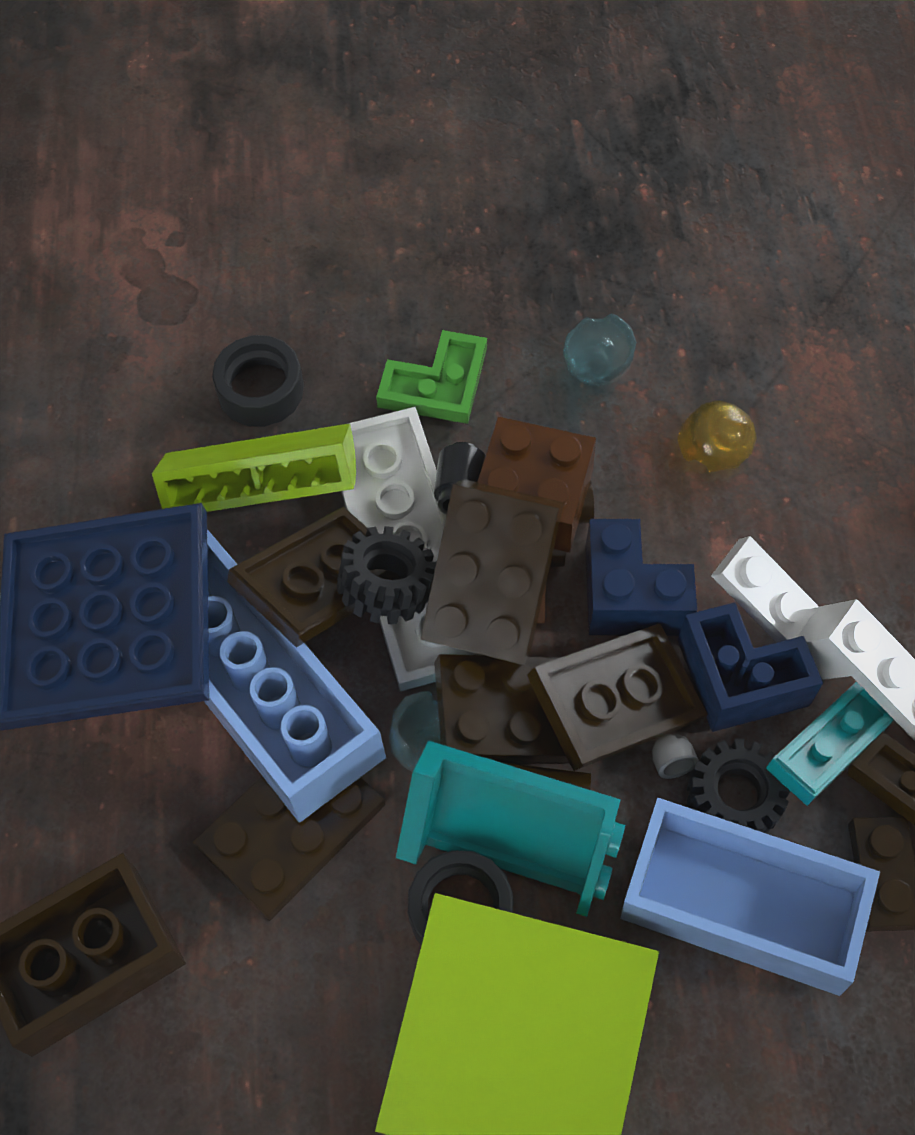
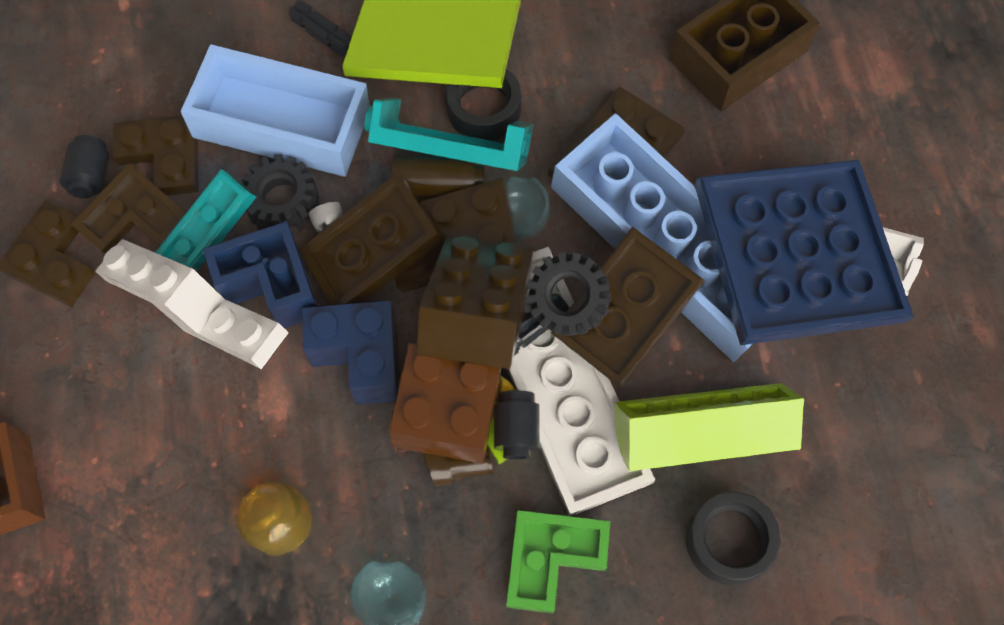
camera: 175 degrees right, 5 degrees up
(695, 1069) = (320, 27): none -> black axle

